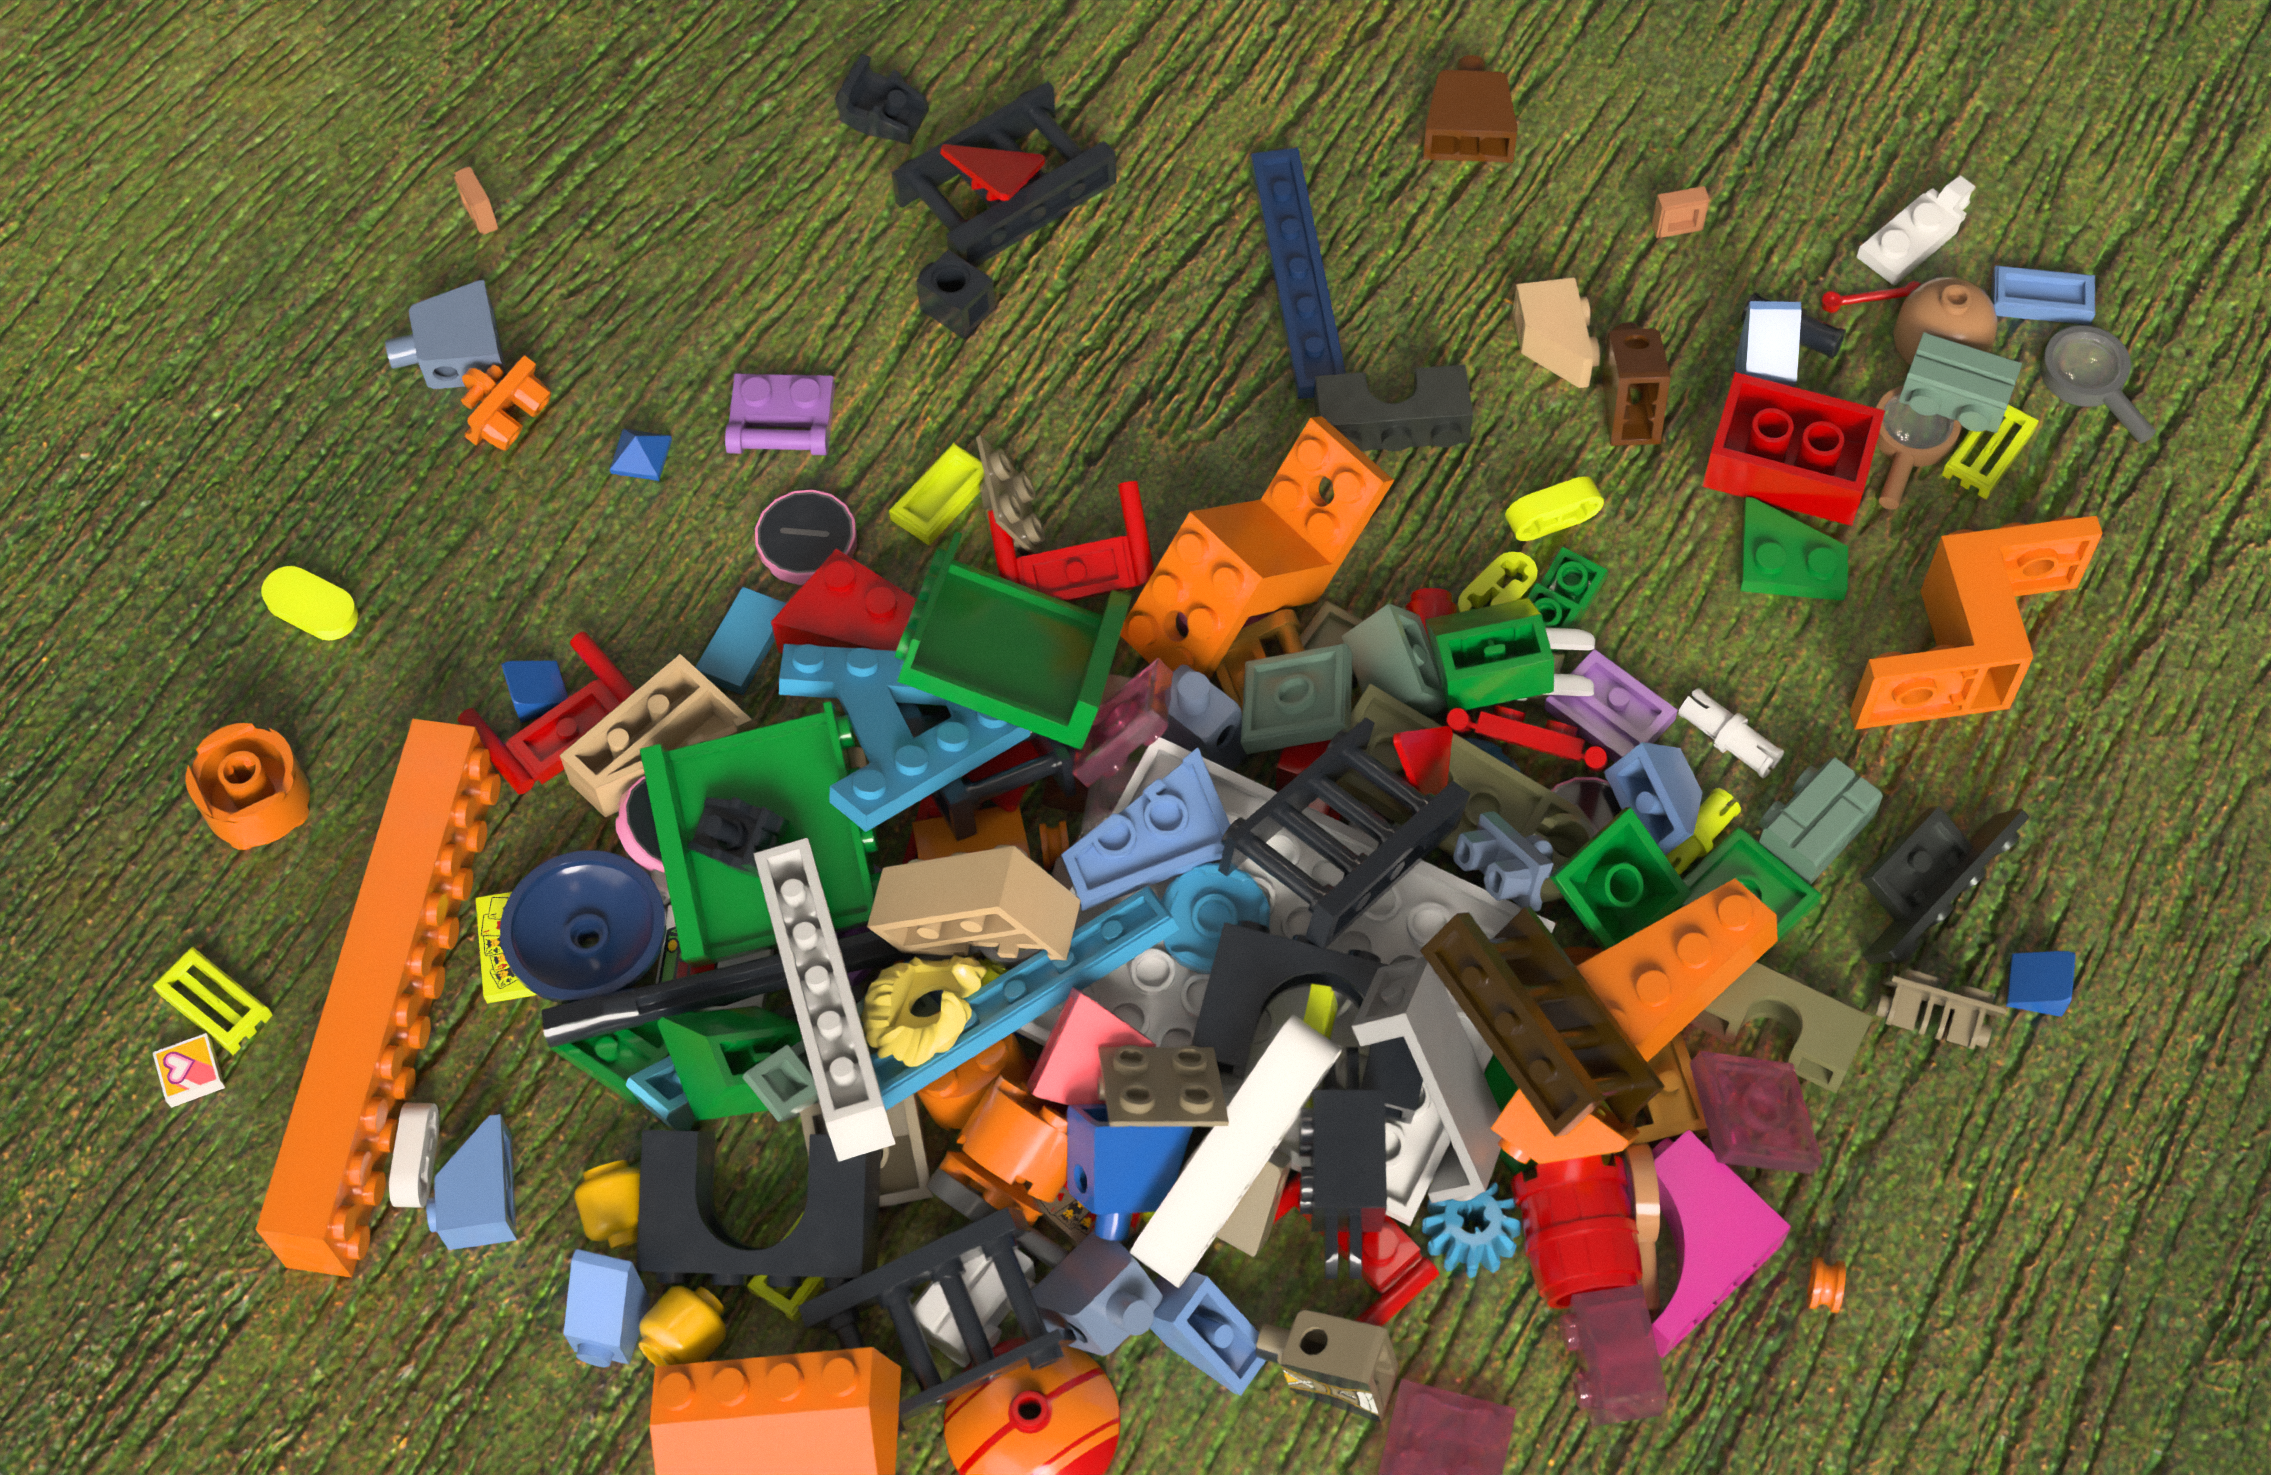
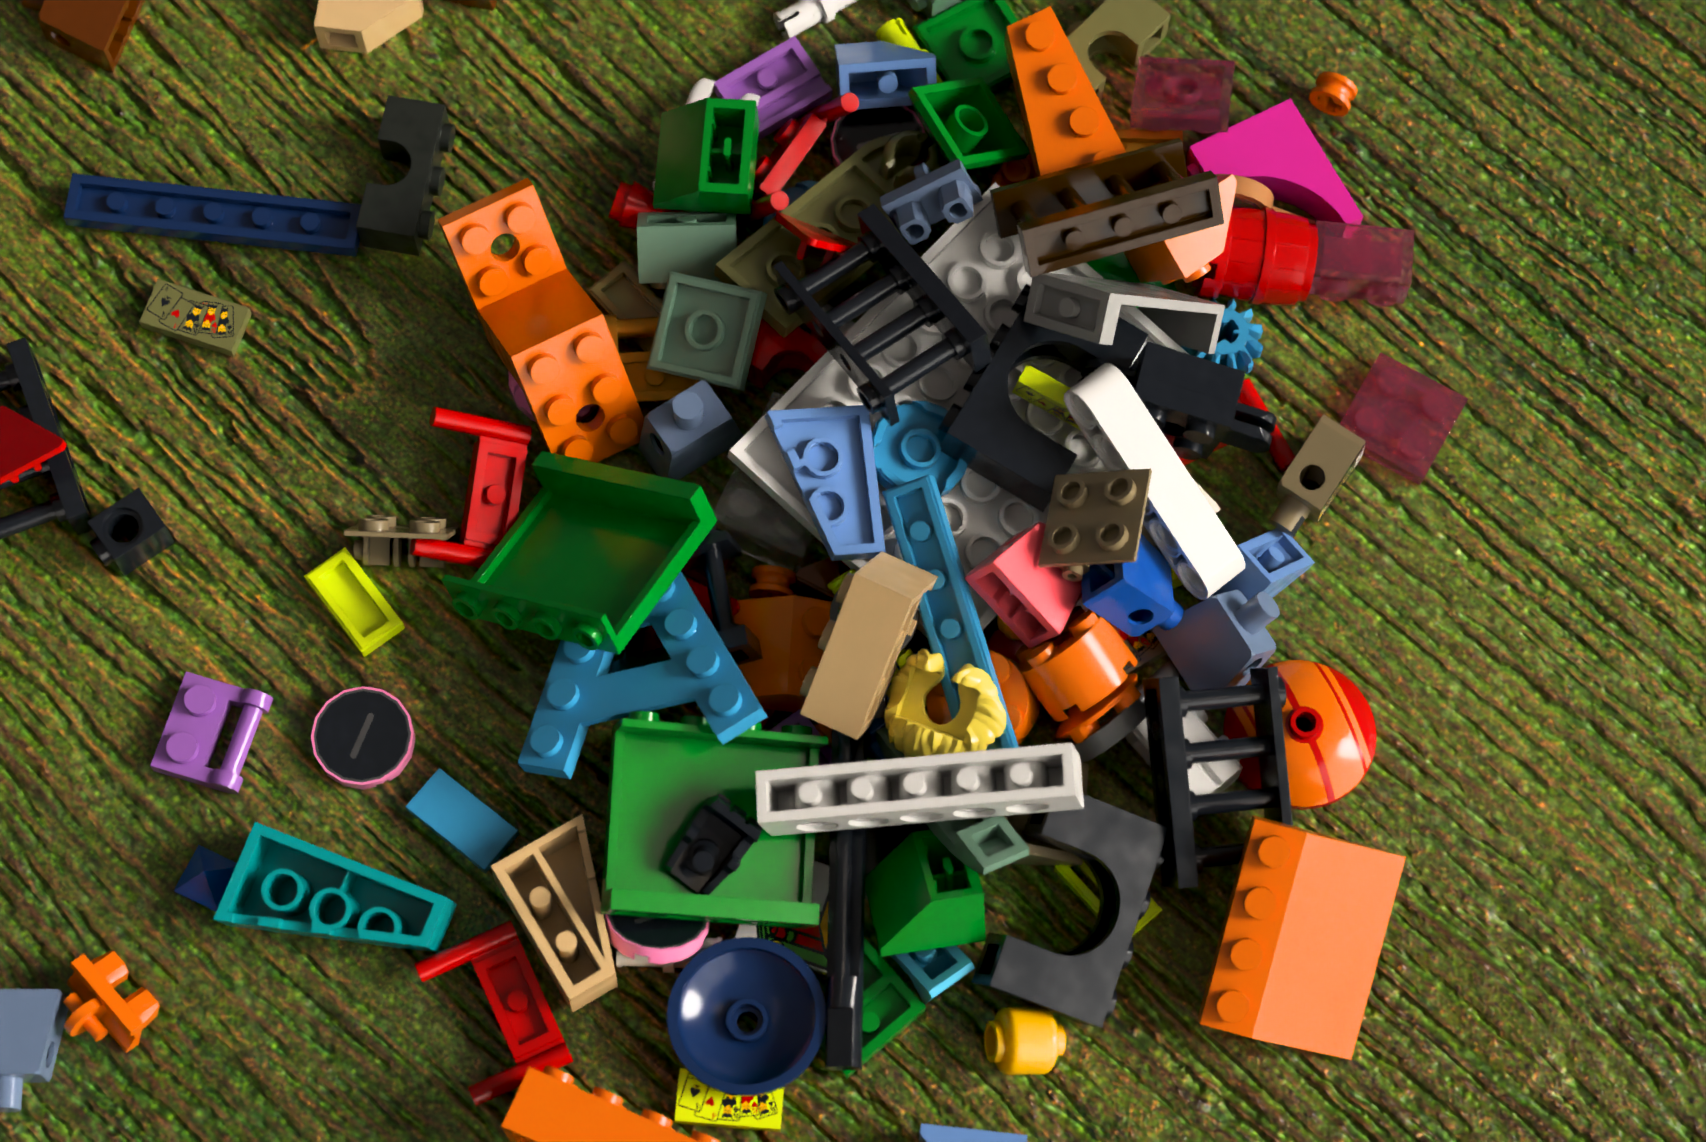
camera: 80 degrees left, 10 degrees up
(534, 687) = (455, 1027): blue slope -> none
(604, 1308) = (1131, 1064): slope -> none
(635, 543) = (320, 894): none -> teal wedge
(682, 1327) = (1159, 1002): yellow head -> none
(844, 609) = (487, 700): red wedge -> none
(1124, 722) = (715, 460): clear pink plate -> none
(1190, 289) = (195, 318): none -> olive tile
(1490, 582) = (632, 142): neon yellow beam -> none
(1554, 508) = (555, 72): neon yellow beam -> none
(1567, 590) = (640, 92): green slope -> none

